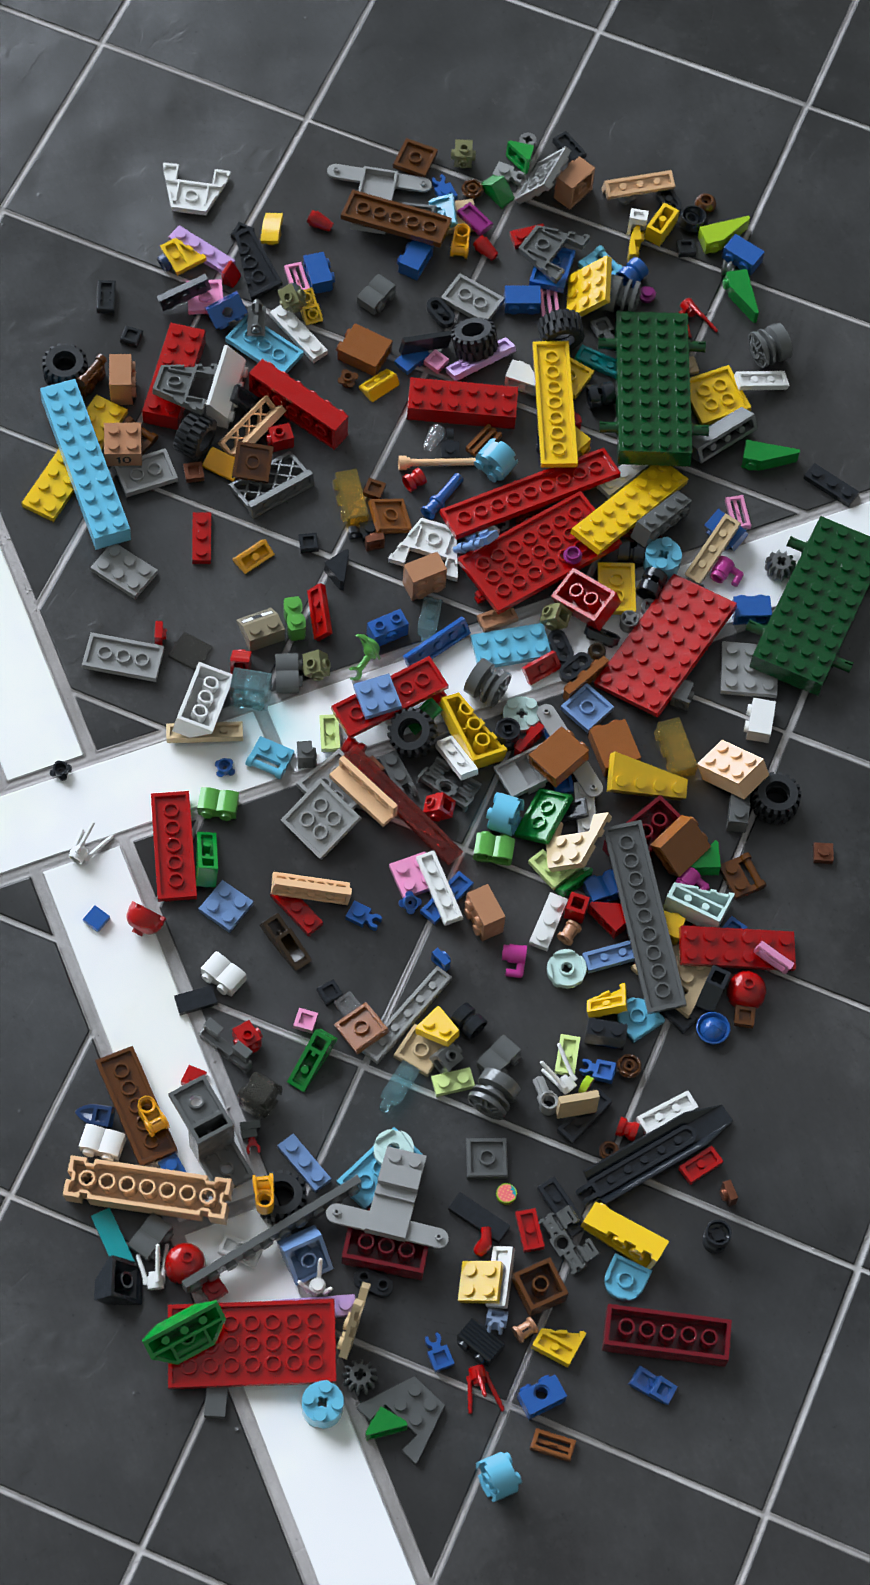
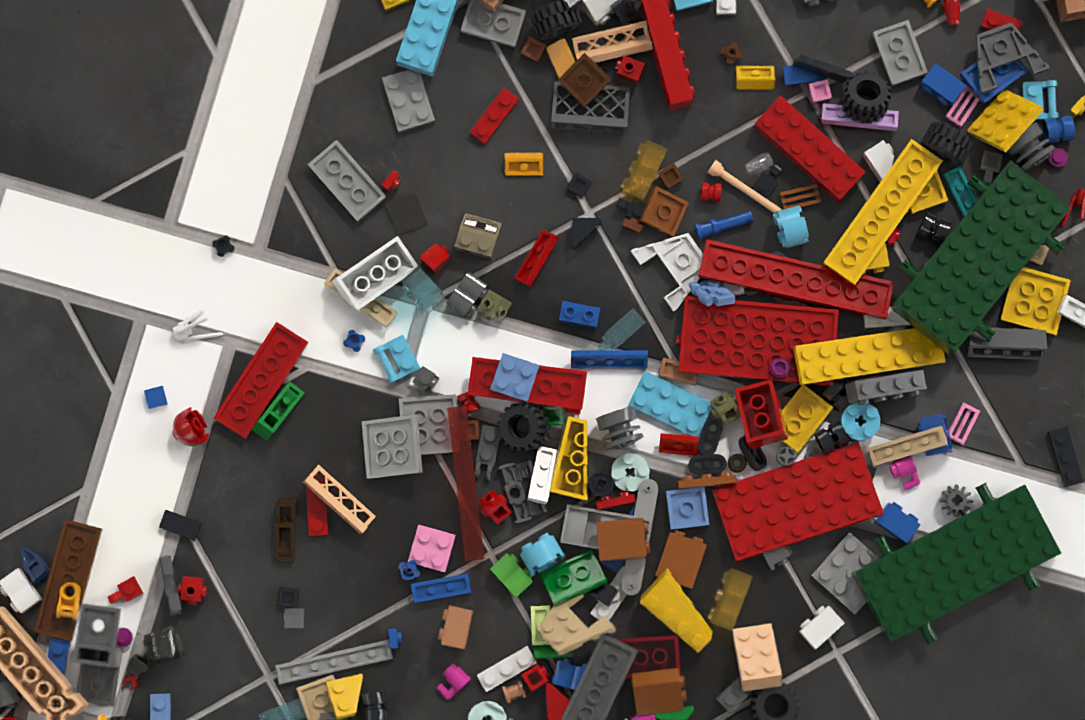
camera: 45 degrees right, 20 degrees up
(218, 803) = (323, 370): bright green brick -> none
(223, 974) = (216, 520): white brick -> none
(226, 906) = (264, 462): medium blue plate -> none
(294, 618) = (512, 246): bright green brick -> none
(305, 1020) = (250, 608): bright pink plate -> none
(312, 1059) = (230, 644): green slope -> none
(329, 733) = (459, 374): yellowish green plate -> none
(361, 914) = (362, 550): blue plate -> none
(361, 1028) = (288, 647): plate -> none
(364, 349) = (766, 35): dark orange brick -> none
(364, 792) = (442, 450): light nougat fence -> none
(371, 651) = (549, 326): bright green piece -> none
(424, 576) = (645, 292): nougat brick -> none
(439, 888) = (439, 577): white tile -> none
(440, 314) = (863, 47): black plate -> none
(765, 456) = (1026, 387): green slope -> none

